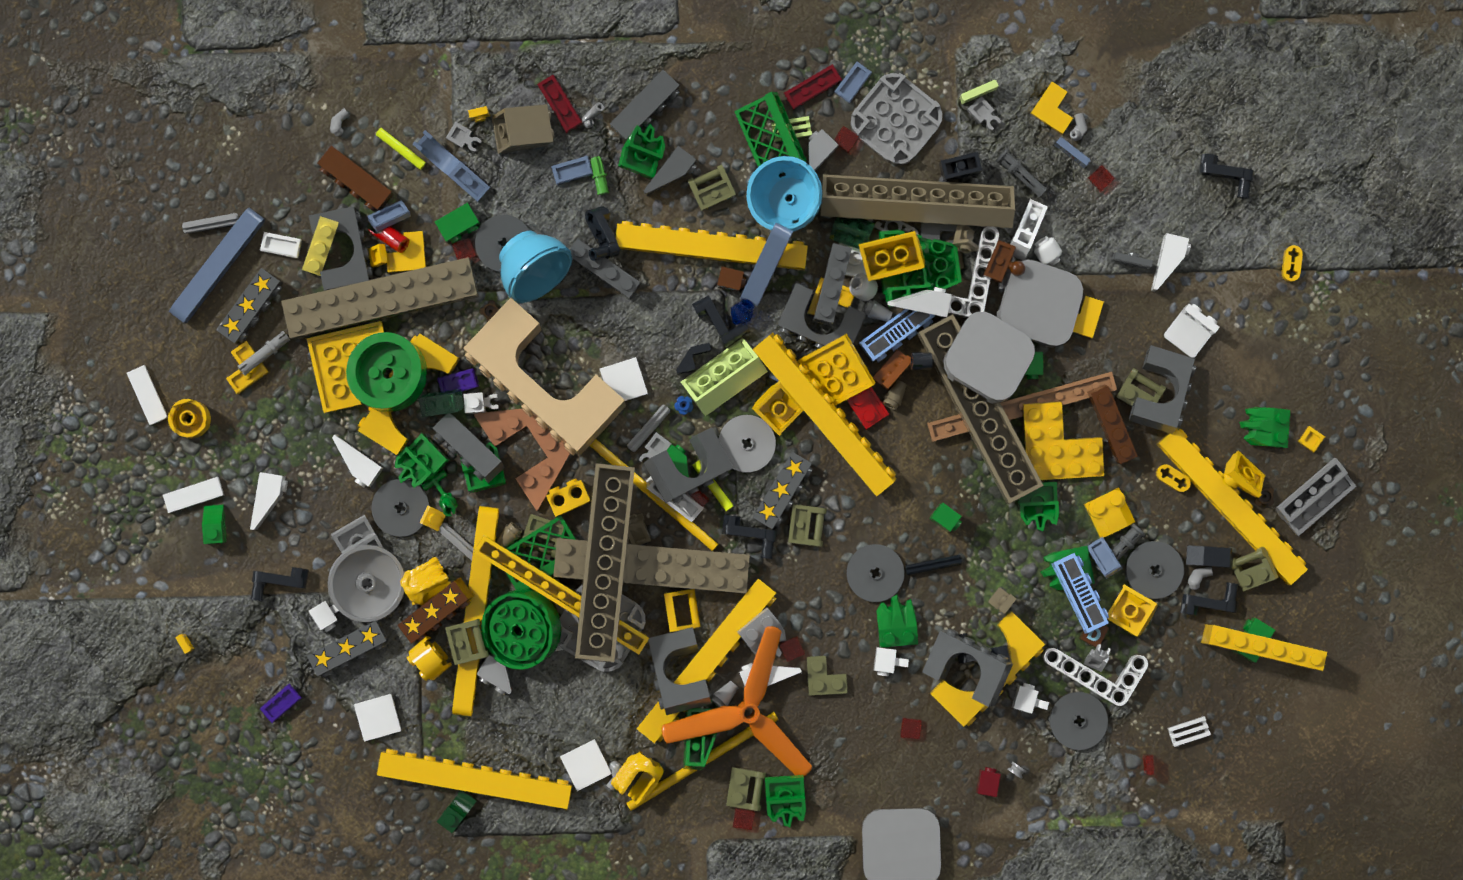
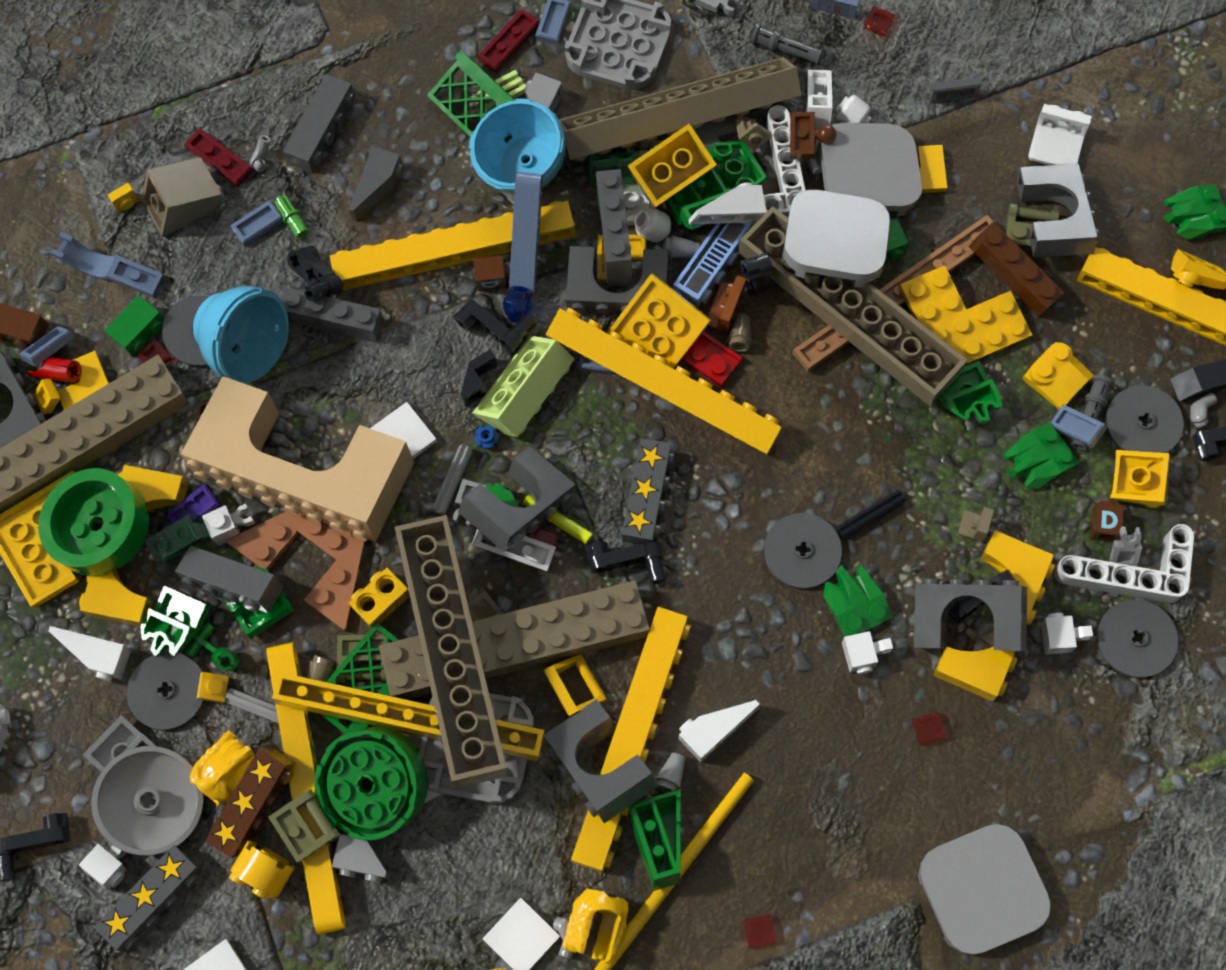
camera: 15 degrees left, 15 degrees down
(400, 148) = (41, 269): neon yellow piece -> none
(461, 135) = (111, 230): light grey plate -> none
(642, 152) = (332, 170): green plate -> none
(642, 485) = (507, 564): yellow piece -> none
(714, 193) = (435, 188): olive plate -> none
(728, 717) = (687, 796): orange piece -> none
(739, 789) = (737, 890): olive plate -> none
(754, 630) = (692, 676): light grey plate -> none
(761, 438) = (598, 445): light grey piece -> none
(777, 408) = (604, 396): yellow slope -> none
(785, 798) = (804, 880): green plate -> none
(792, 649) = (735, 684): clear red tile -> none
(800, 525) = (686, 527): olive plate -> none
(819, 682) = (789, 712): olive plate -> none
(846, 139) = (570, 79): clear red tile -> none
(946, 518) = (863, 447): green brick -> none
(960, 167) = (713, 57): black brick -> none
(988, 782) = (1059, 758): dark red brick -> none
(1017, 770) = (1088, 729): light grey bush -> none
(1079, 592) = (1070, 473): brick -> none
(1170, 481) = (1115, 309): yellow beam -> none
(1171, 254) = (996, 65): white slope -> none
(1297, 262) = (1133, 33): yellow beam -> none

